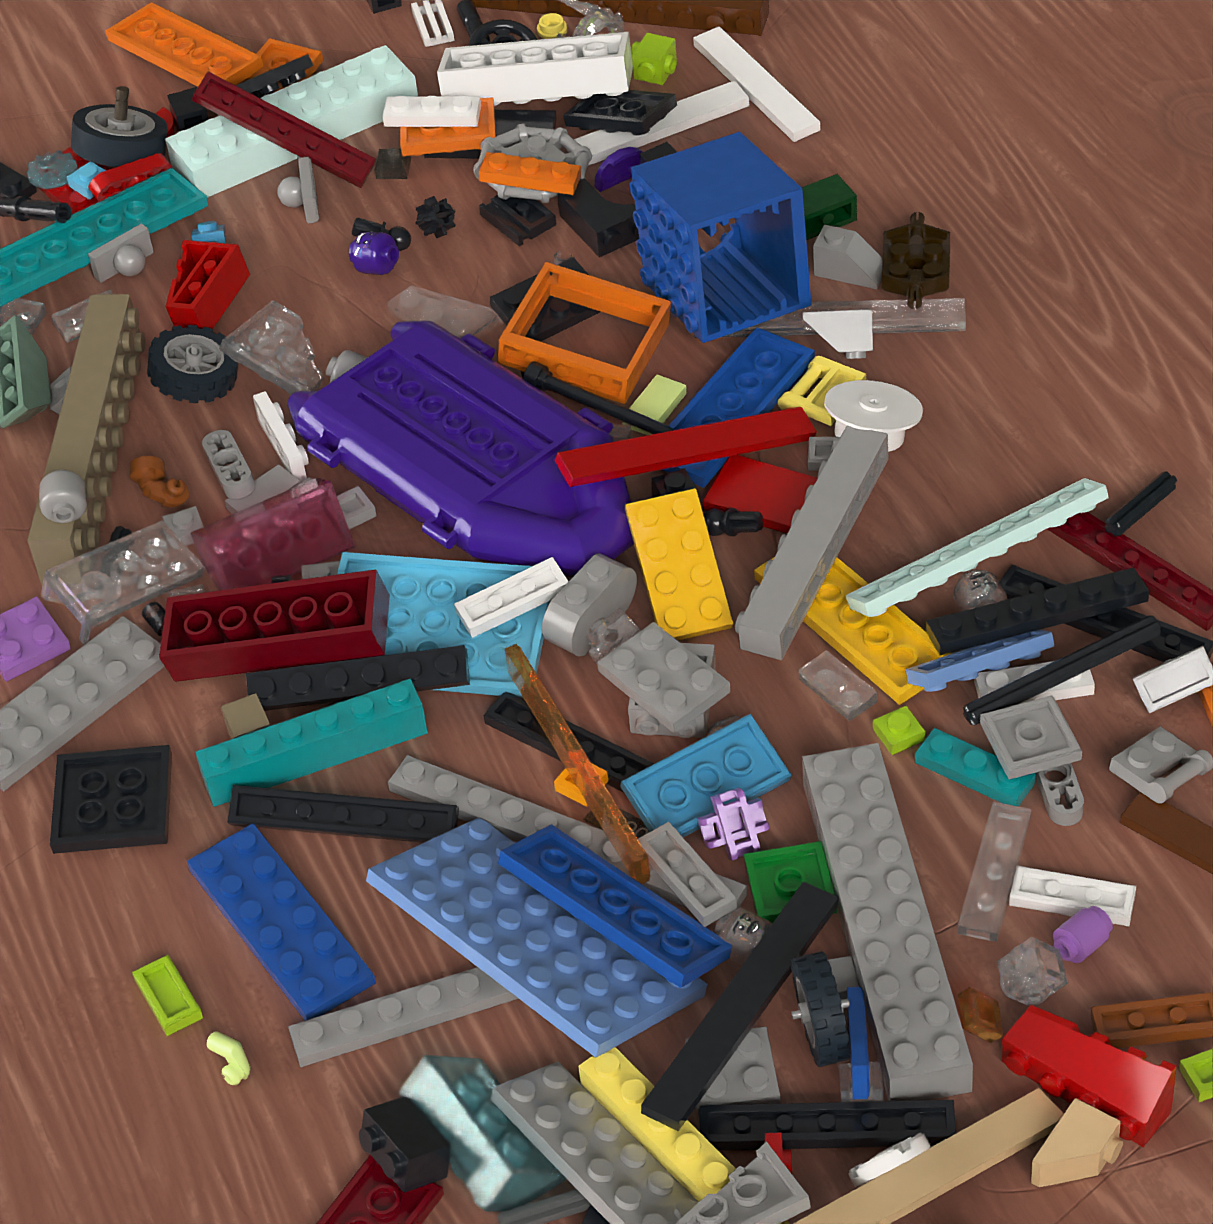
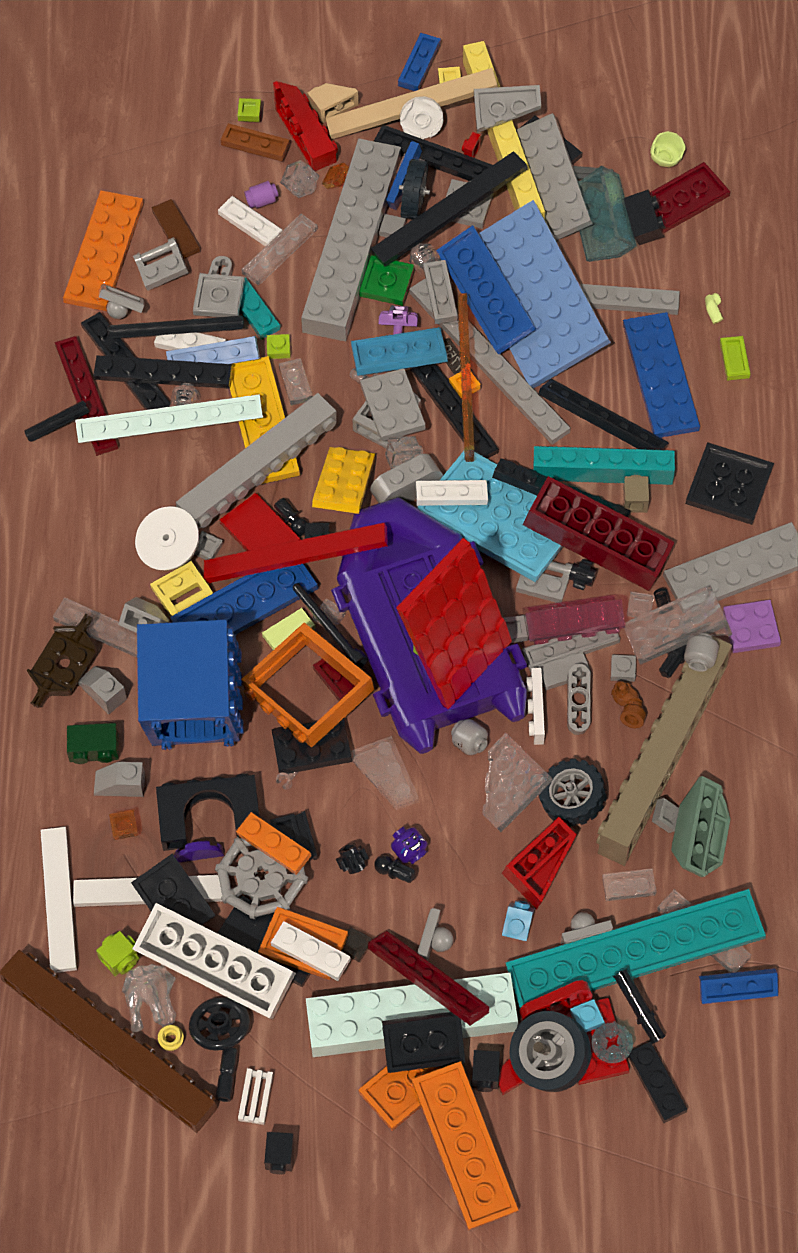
camera: 160 degrees left, 15 degrees up
(406, 348) = (454, 623): none -> red piece

